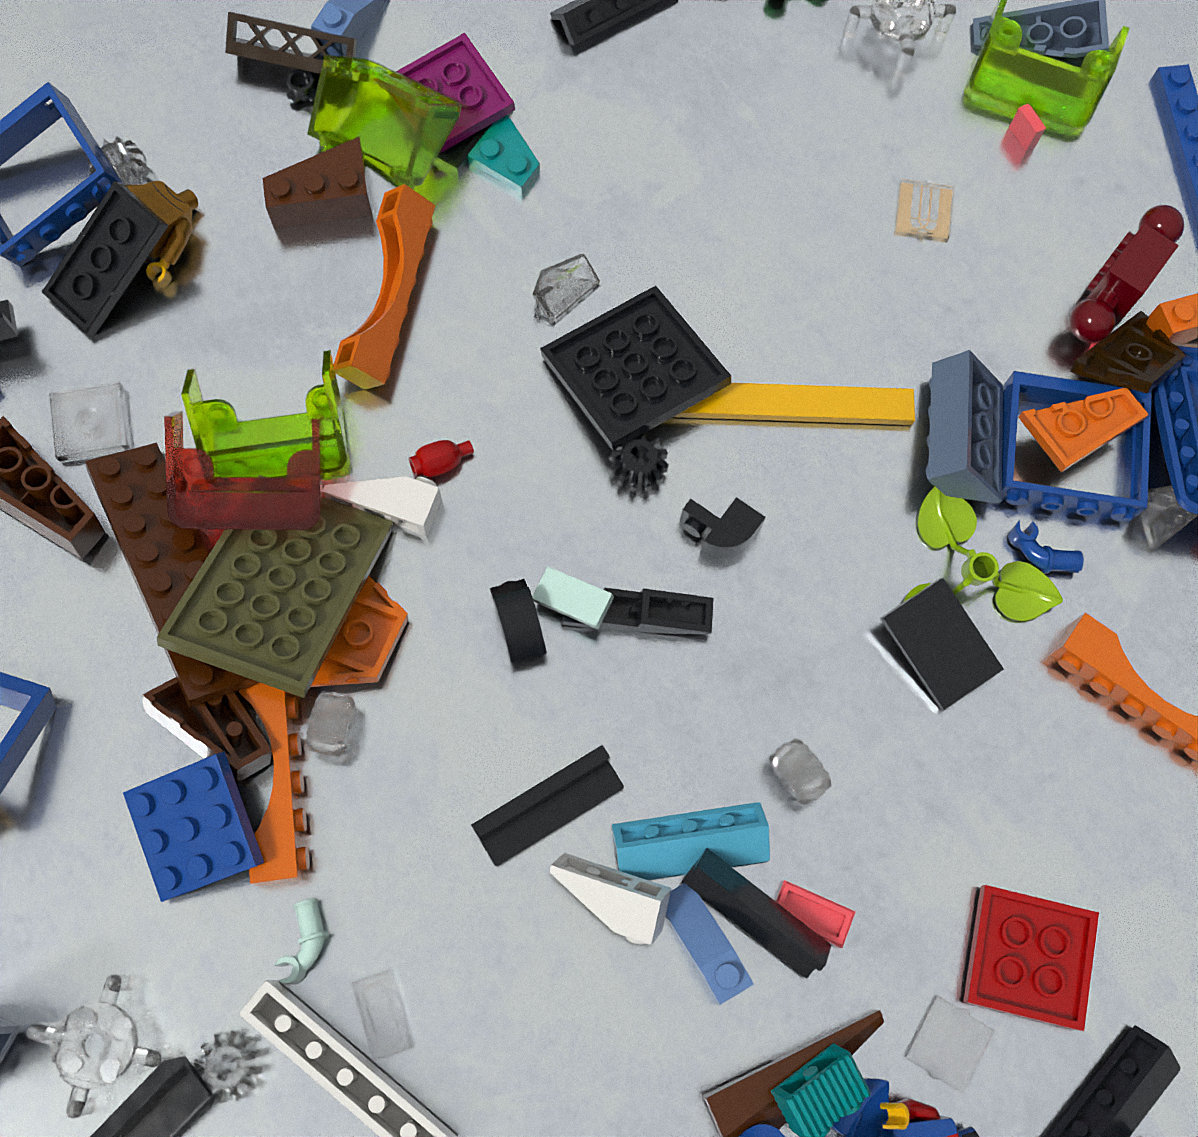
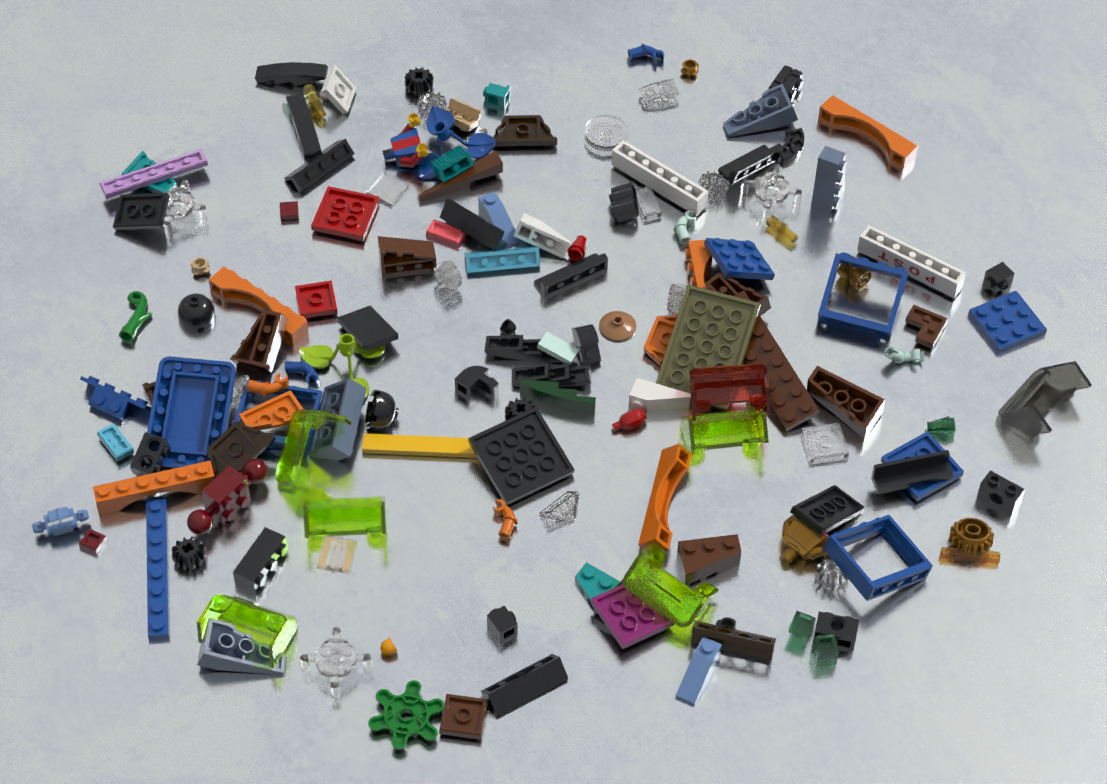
camera: 175 degrees left, 20 degrees down
(91, 941) = (782, 229): none -> clear yellow axle
(128, 73) = (847, 627): none -> black brick
(151, 33) = (825, 650): none -> clear green panel
(178, 75) = (802, 626): none -> clear green panel
(431, 1001) = (624, 202): none -> black brick
(461, 698) = (617, 331): none -> medium nougat dish
(533, 871) = (576, 250): none -> red cone
(584, 550) = (564, 374): none -> black slope
(586, 503) = (551, 395): none -> dark green slope
(650, 260) = (509, 519): none -> orange piece
(652, 81) = (502, 623): none -> black brick
(674, 654) = (508, 327): none -> black hinge
(822, 51) = (388, 648): none -> light orange hinge
(890, 455) = (381, 410): none -> black cylinder
(891, 828) = (405, 256): none -> reddish brown wedge
(928, 270) = (344, 515): none -> clear neon green windscreen
(1024, 363) = (289, 470): none -> clear neon green windscreen
(1027, 127) = (264, 593): coral tile -> none
(1045, 181) = (260, 559): none -> black brick
(1051, 720) = (316, 299): none -> red plate
(1108, 477) = (268, 388): none -> orange piece
(1137, 583) = (262, 343): none -> reddish brown wedge
(1150, 967) = (289, 210): none -> dark red tile
(1162, 187) = (188, 553): none -> black gear

